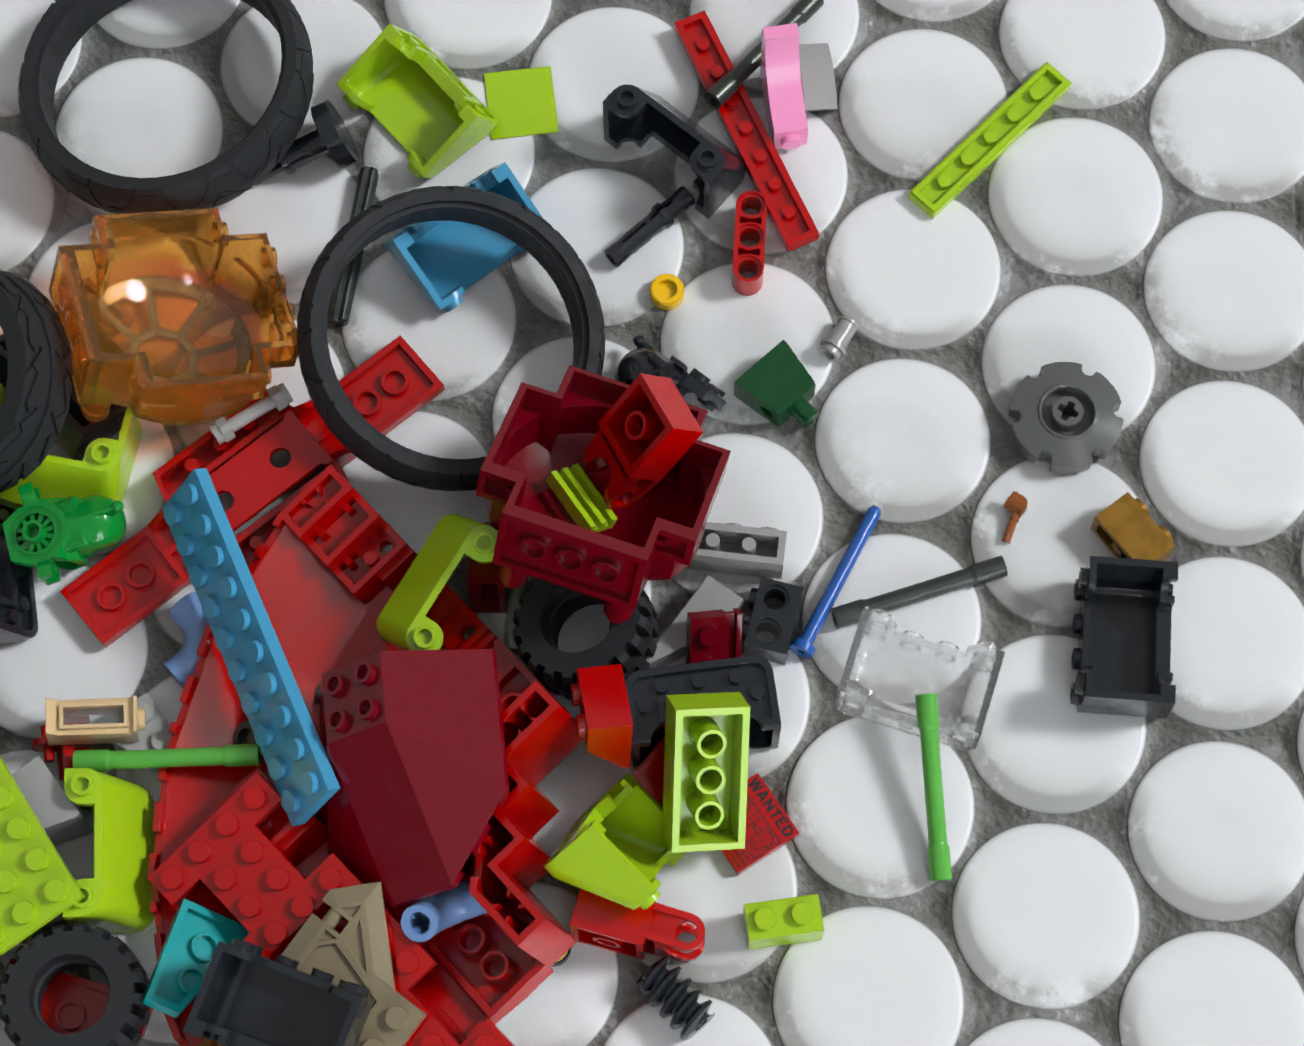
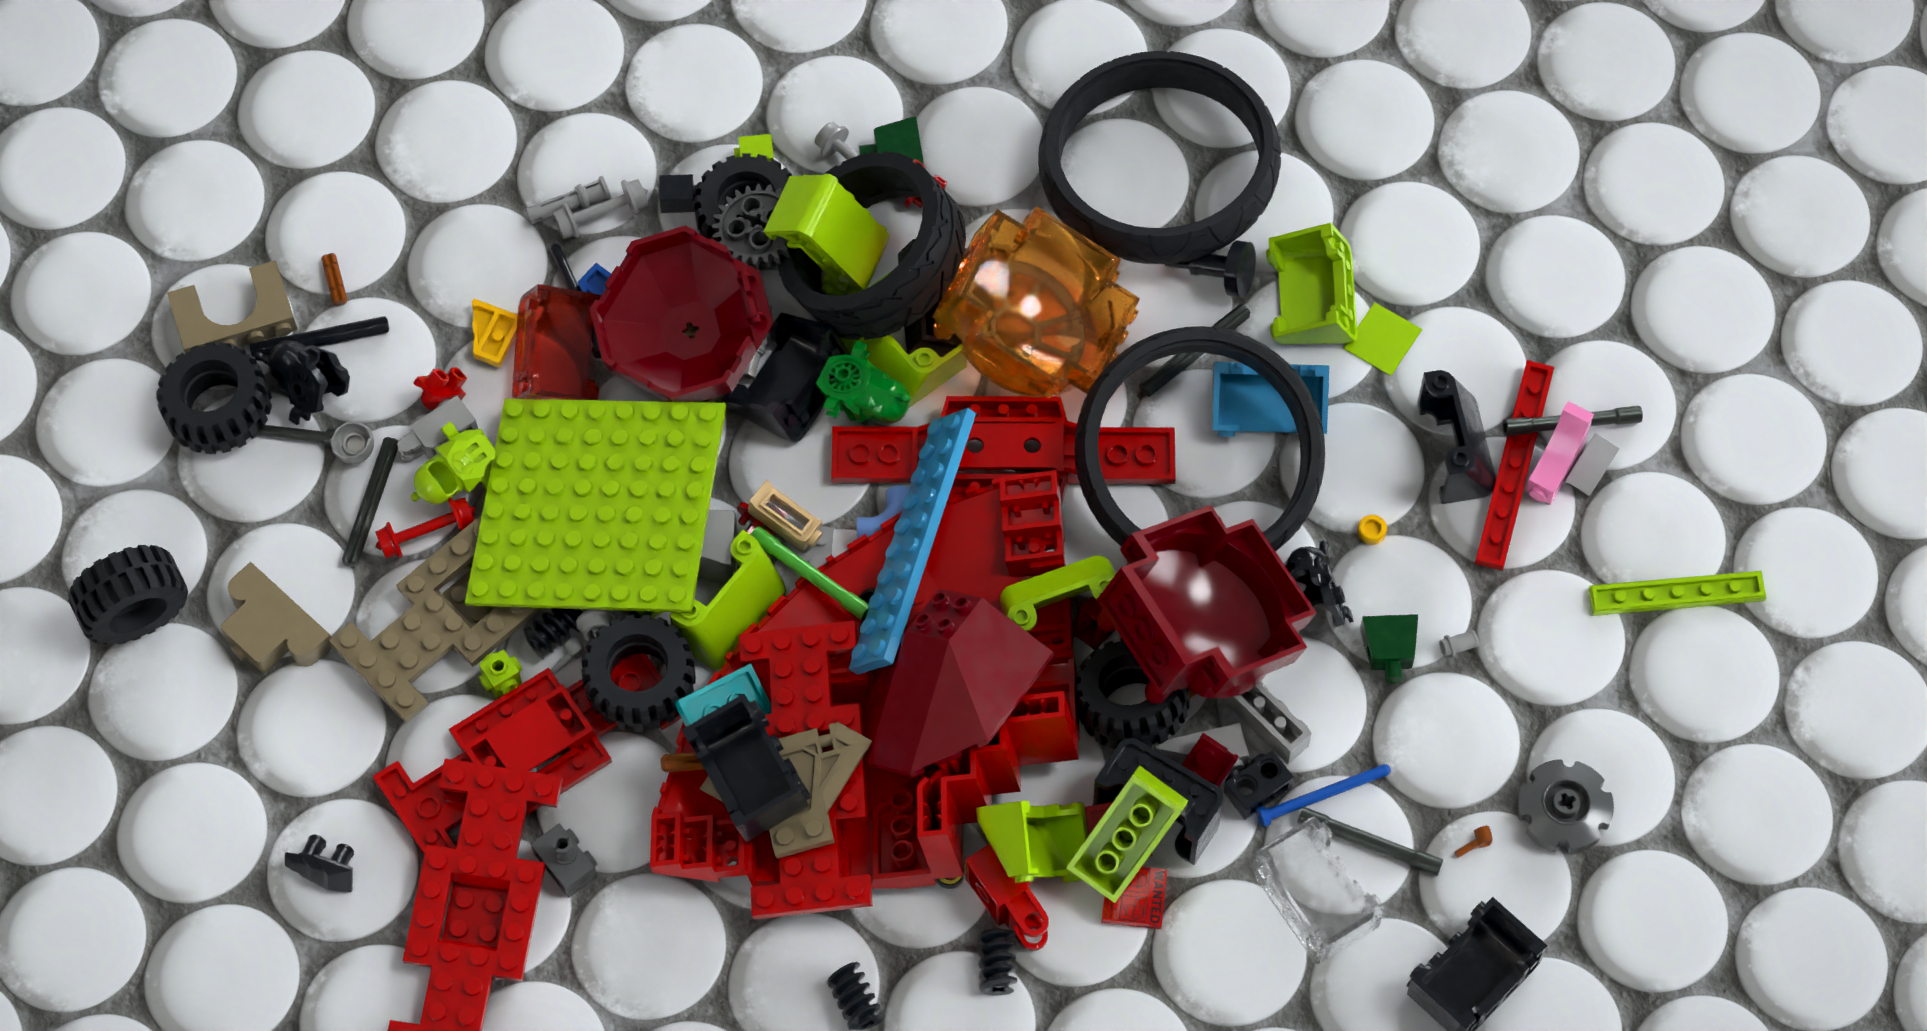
camera: 40 degrees right, 5 degrees down
(224, 429) = (1061, 406): light grey bar -> none
(440, 912) = (890, 789): medium blue cylinder -> none
(585, 497) = (1196, 611): lime tile -> none
(604, 713) = (1092, 748): red slope -> none
(641, 439) = (1257, 597): red brick -> none
(660, 217) = (1396, 479): black pin -> none
(749, 228) = (1447, 549): red beam -> none
(783, 921) = (1103, 969): lime brick -> none
(938, 848) = (1296, 922): bright green piece -> none
(1131, 531) = (1542, 911): pearl gold brick -> none

